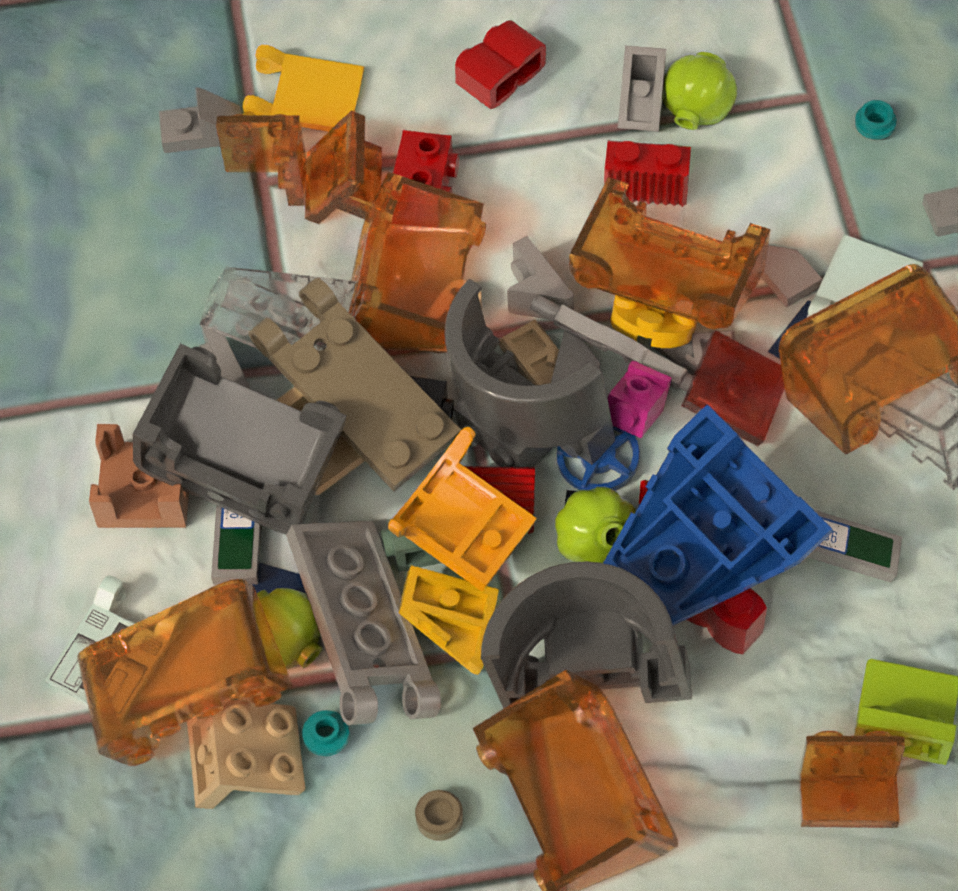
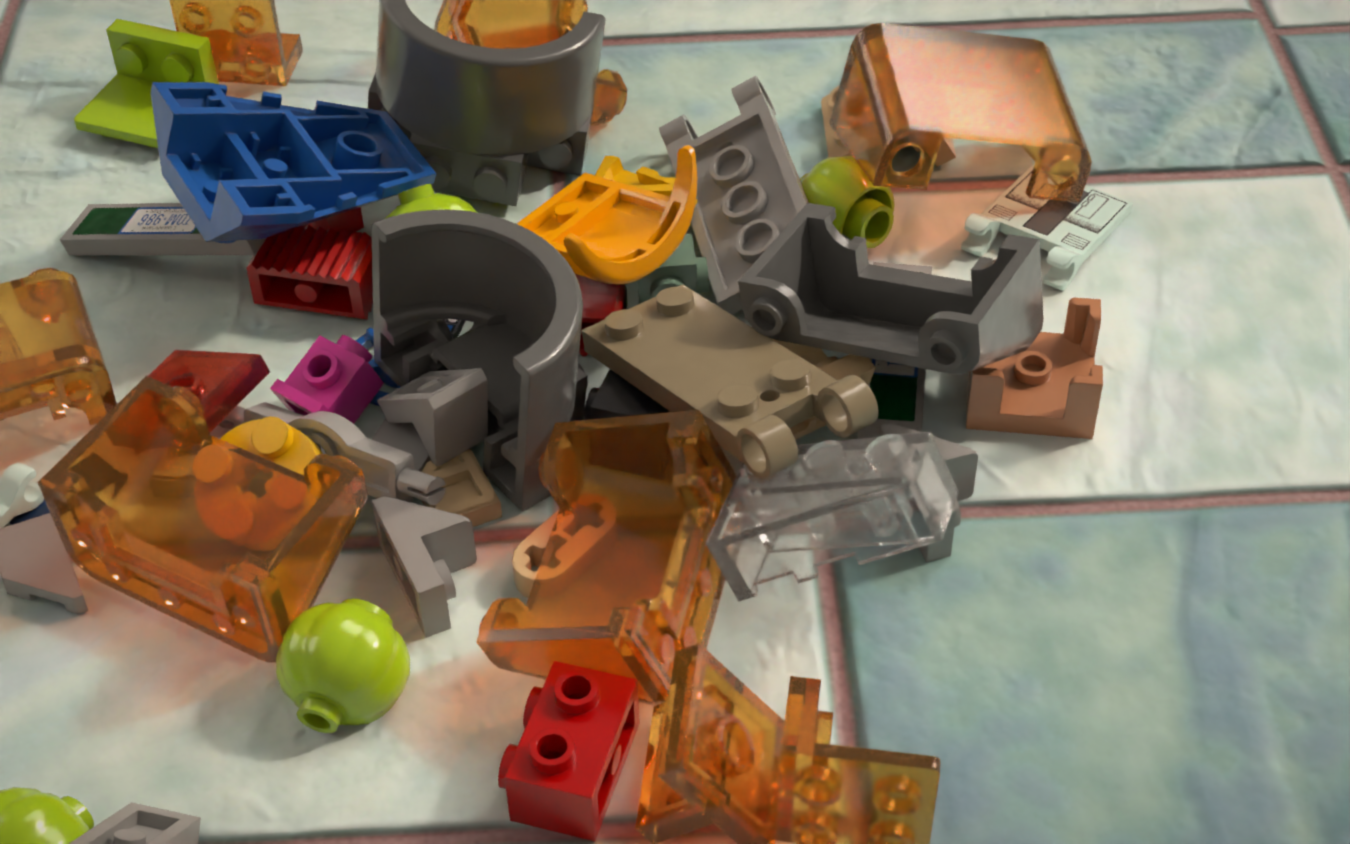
camera: 175 degrees left, 15 degrees down
(330, 744) = (799, 131): teal plate -> none
(439, 815) = (677, 73): dark tan tile -> none
(543, 355) = (445, 409): none -> light grey slope
(559, 210) = (342, 664): none -> lime plant
(651, 170) = (181, 708): red brick -> none

